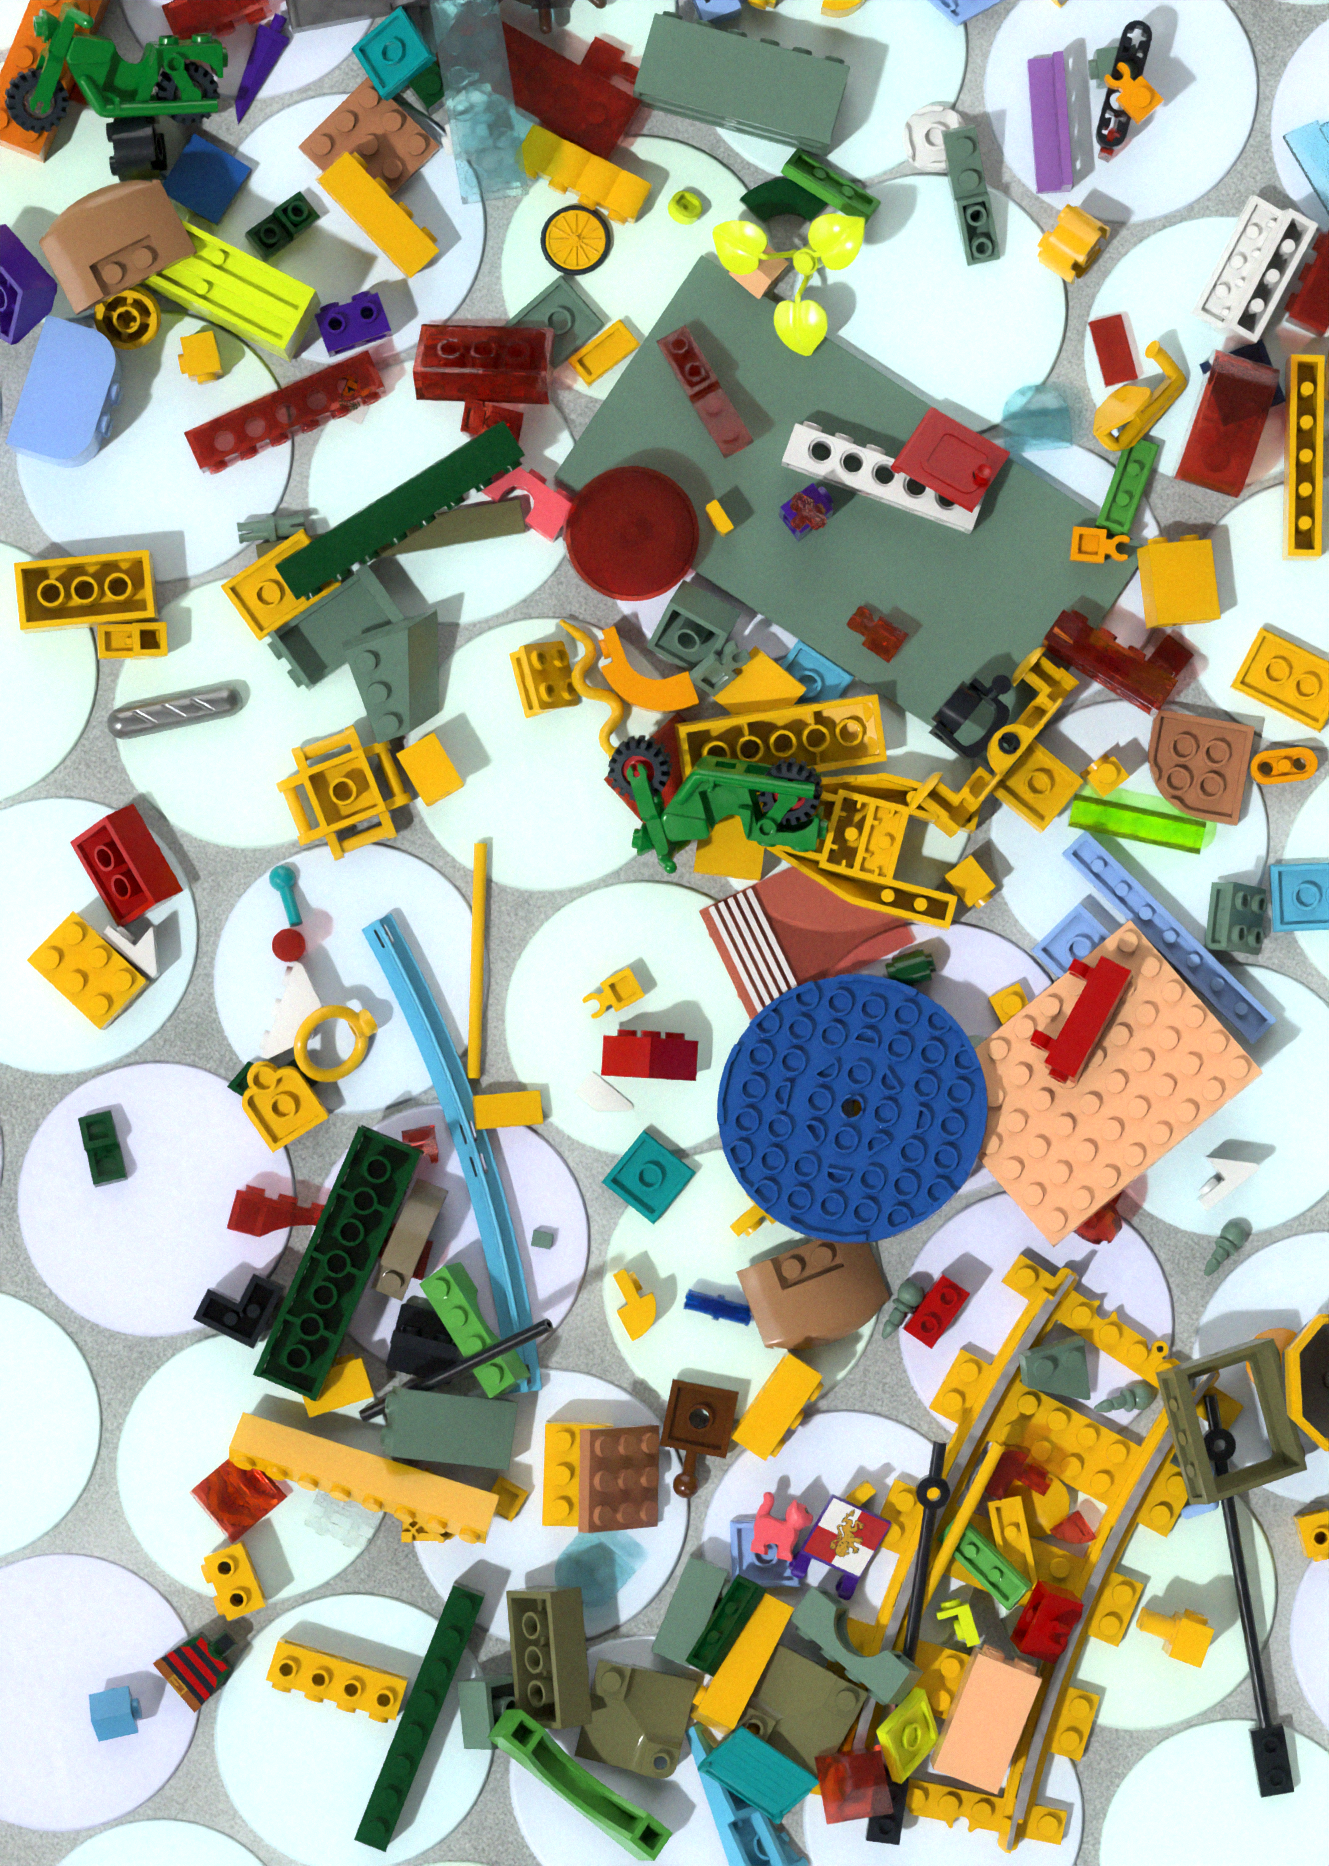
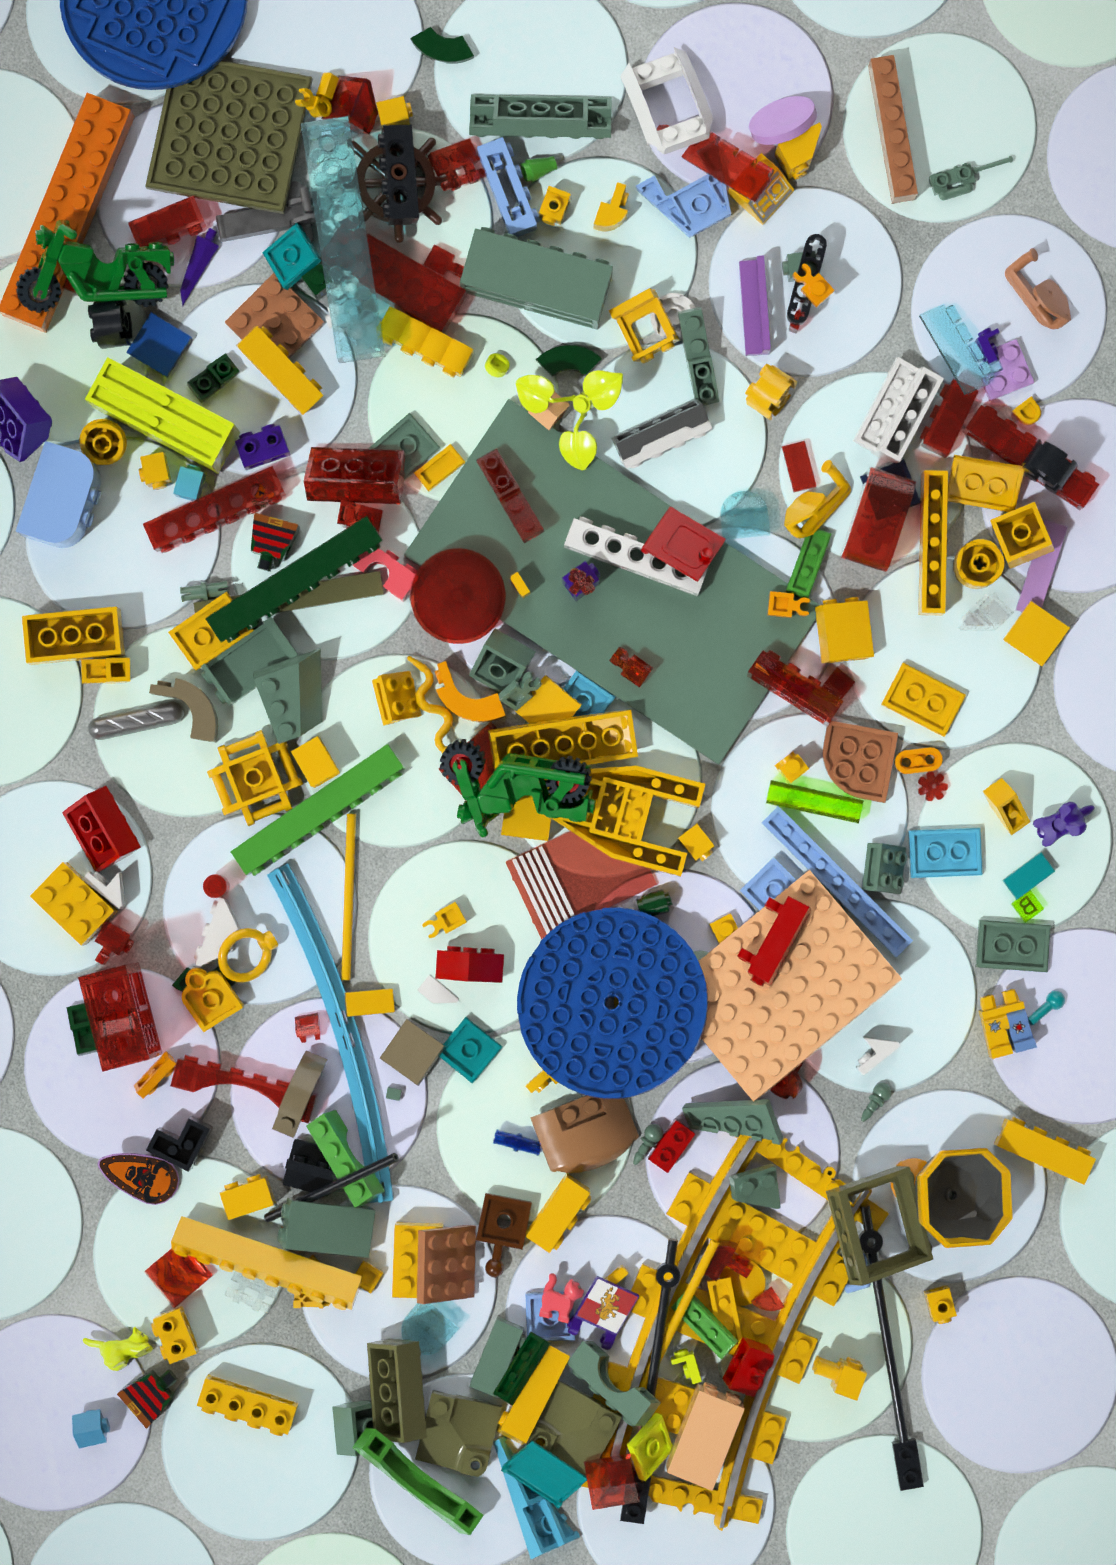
camera: 10 degrees right, 0 degrees up
(114, 241) = (92, 389): medium nougat slope -> none
(144, 1022) = (113, 939): none -> clear red brick
(154, 1605) = (118, 1352): none -> neon yellow animal
(158, 1131) = (120, 1020): none -> clear red piece
(185, 1356) = (141, 1176): none -> shield
(196, 1221) = (149, 1081): none -> light orange plate
(250, 375) = (189, 483): none -> medium azure brick
(271, 701) = (202, 709): none -> dark tan arch
(283, 879) = (211, 839): teal bar -> none
(338, 1262) = (248, 1111): dark green tile -> none
(367, 455) = (272, 539): none -> torso
(419, 1716) = (305, 1431): dark green brick -> none
(433, 837) = (318, 809): none -> bright green brick
(568, 1180) = (412, 1052): none -> dark tan tile
(575, 240) = (420, 388): yellow wheel -> none
(639, 1311) = (461, 1145): yellow brick -> none
(830, 186) = (599, 350): bright green tile -> none
(882, 127) = (637, 308): none -> yellow window
(919, 303) = (662, 433): none -> dark grey piece
(1027, 1270) = (735, 1118): none -> sand green wing
(1036, 783) = (743, 773): yellow piece -> none
(1137, 1397) = (814, 1206): sand green bar -> none
(1296, 803) = (927, 786): none -> clear red plant

